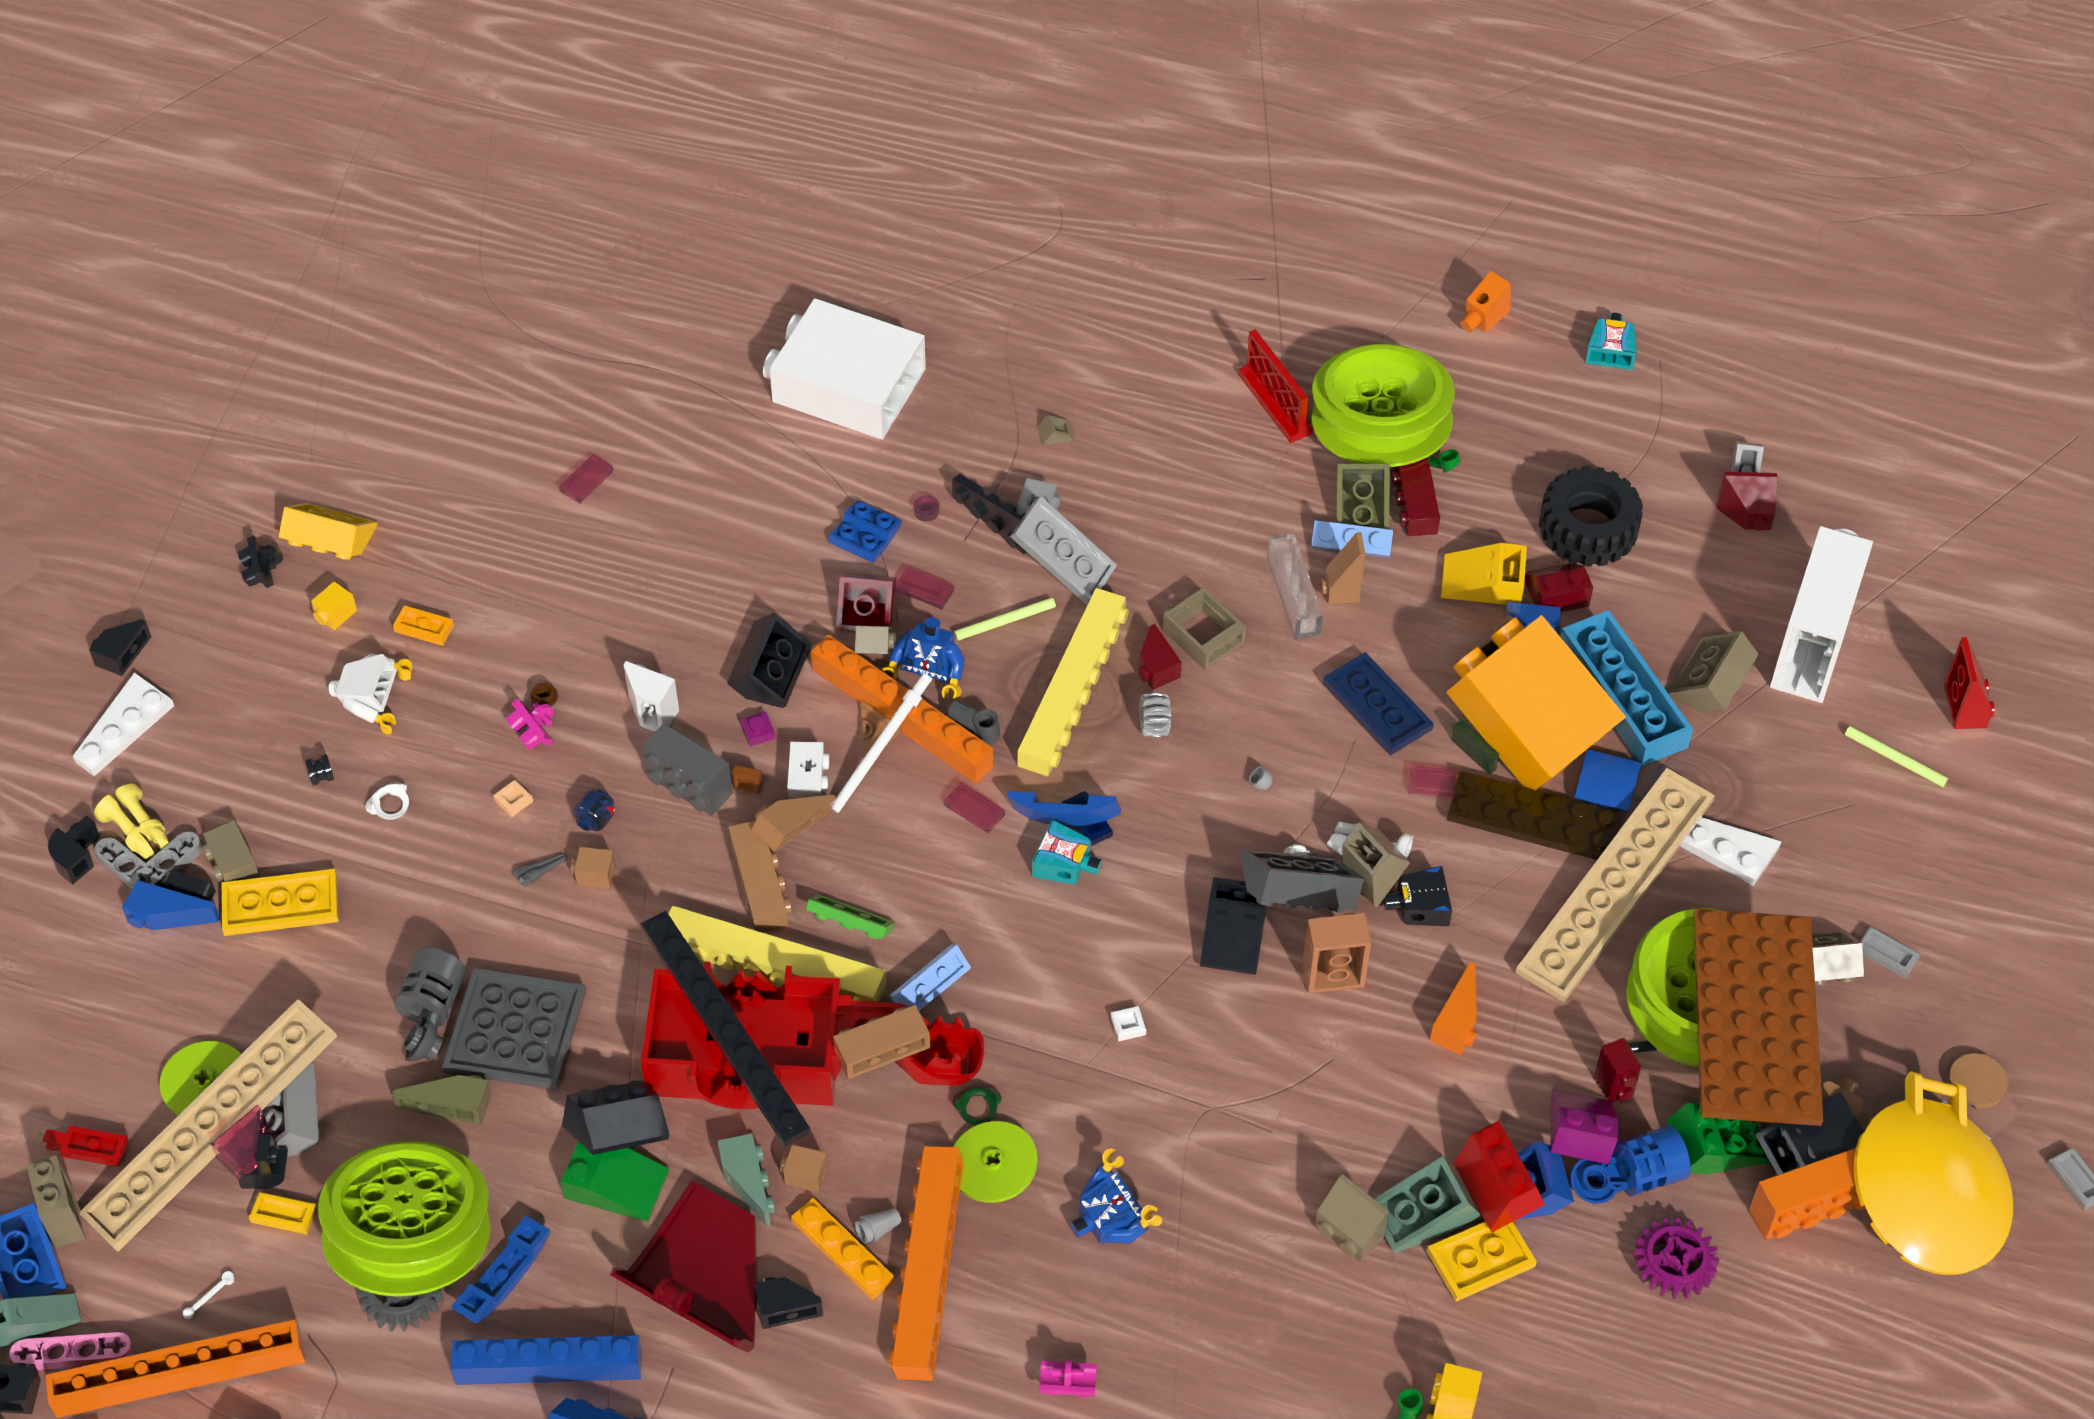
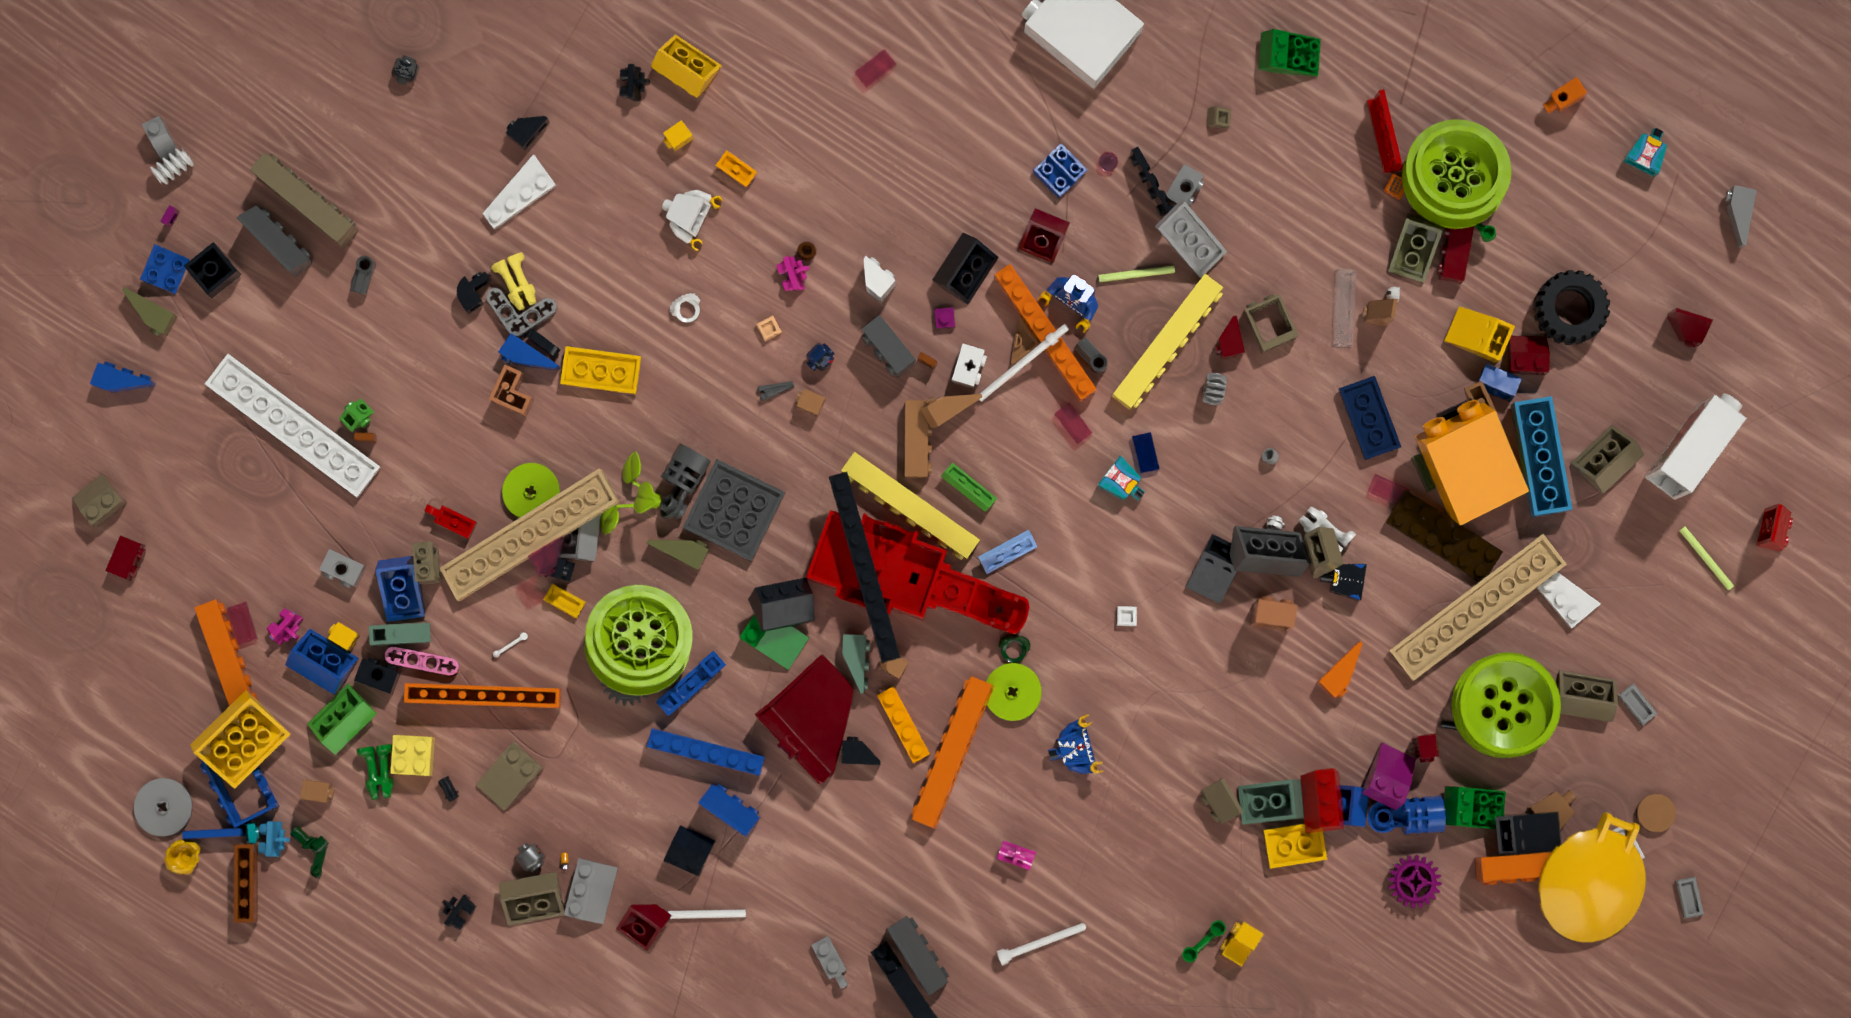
camera: 15 degrees right, 30 degrees up
(148, 958) = (506, 392): none -> nougat brick
(229, 853) = (574, 325): dark tan brick -> none
(319, 769) = (644, 272): black wheel -> none
(378, 1040) = (644, 499): none -> lime plant
(874, 639) = (1040, 275): brick -> none
(876, 1225) = (926, 717): light grey cone -> none
(881, 1041) = (960, 608): medium nougat brick -> none
(924, 588) = (1088, 231): clear pink tile -> none
(1097, 809) = (1110, 436): blue slope -> none
(1120, 343) = (1289, 53): none -> green slope
(1310, 450) = (1394, 186): none -> orange tile
(1336, 535) = (1398, 275): light blue plate -> none
(1607, 781) = (1503, 525): blue slope -> none
(1747, 457) = (1699, 292): light grey slope -> none
(1755, 374) = (1740, 208): none -> light grey slope
(1757, 1017) = (1524, 746): dark orange plate -> none

